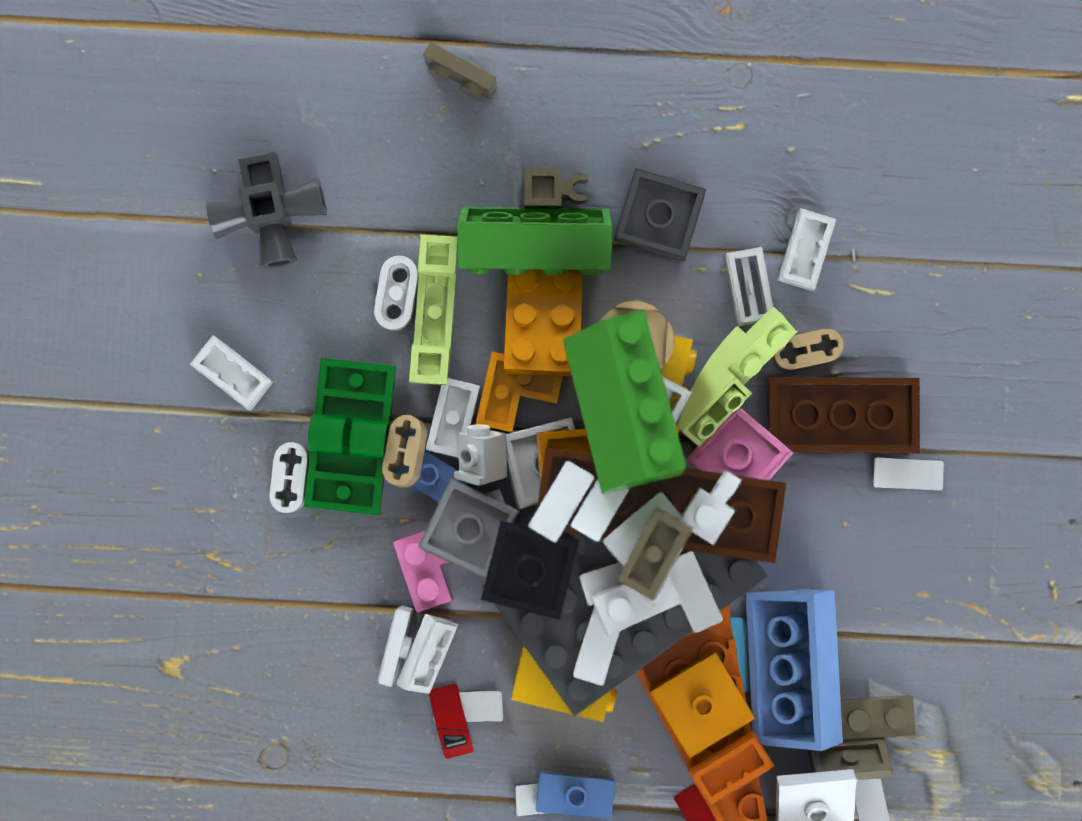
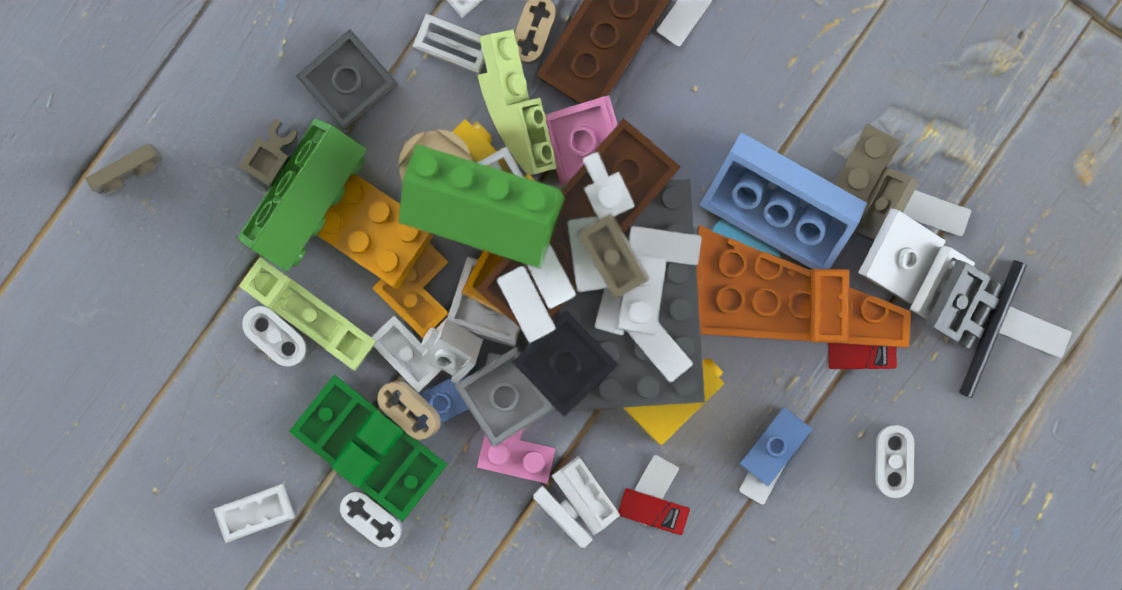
camera: 60 degrees left, 0 degrees up
(266, 208) = (137, 399): dark grey brick -> none
(702, 704) = (764, 296): light orange plate -> none

